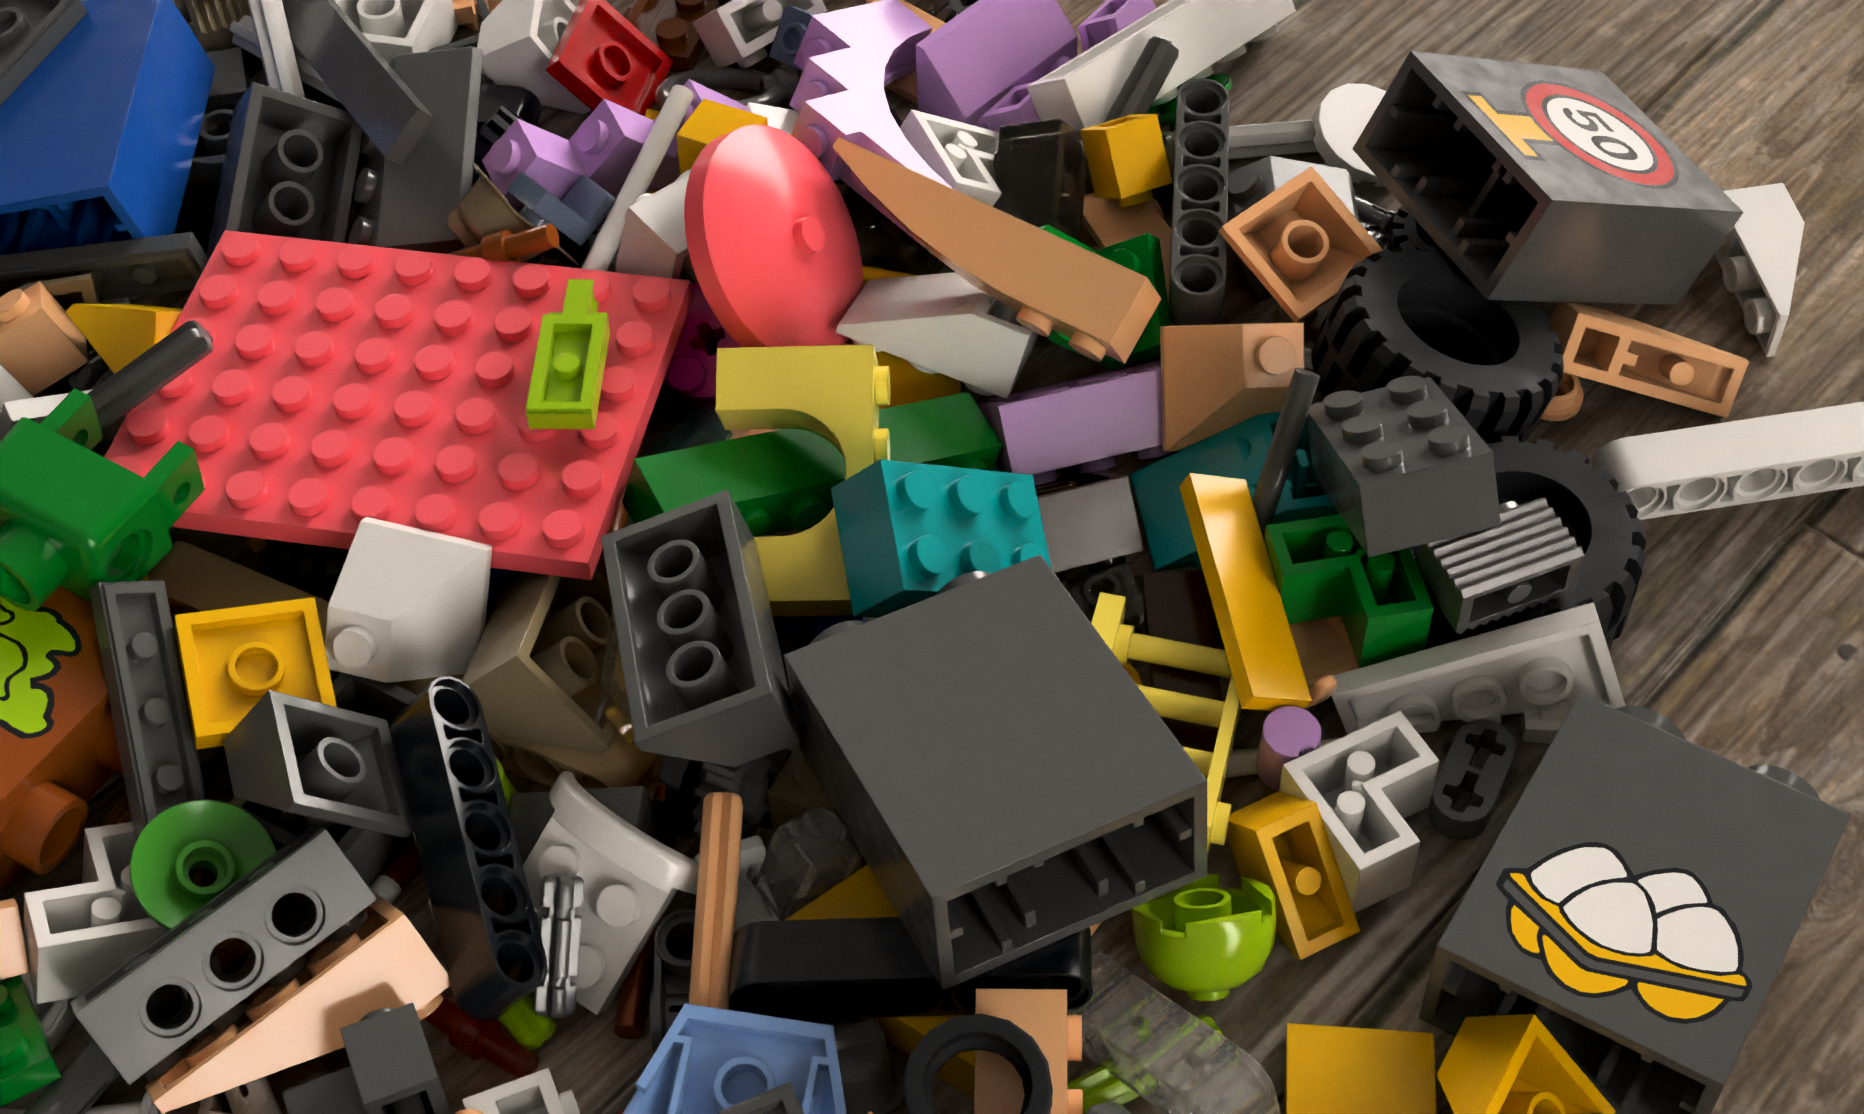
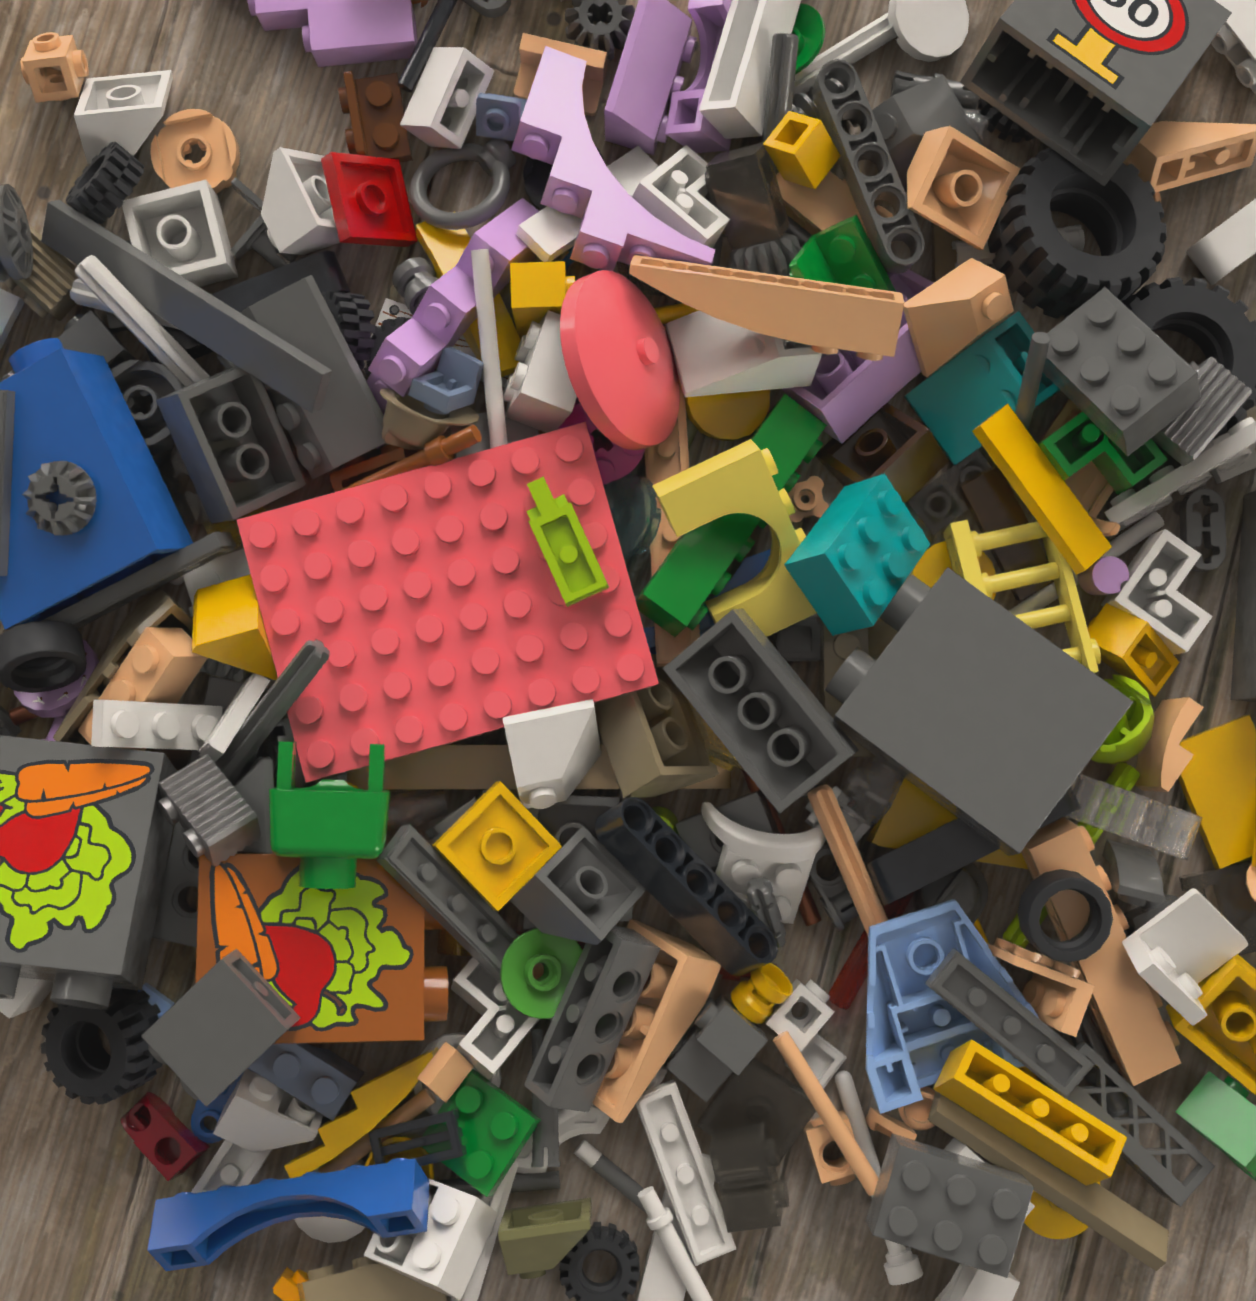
camera: 30 degrees left, 35 degrees up
(35, 119) = (72, 482): none -> dark grey gear
(486, 1059) = (761, 992): none -> yellow wheel
(1279, 980) = (1163, 757): none -> light nougat slope

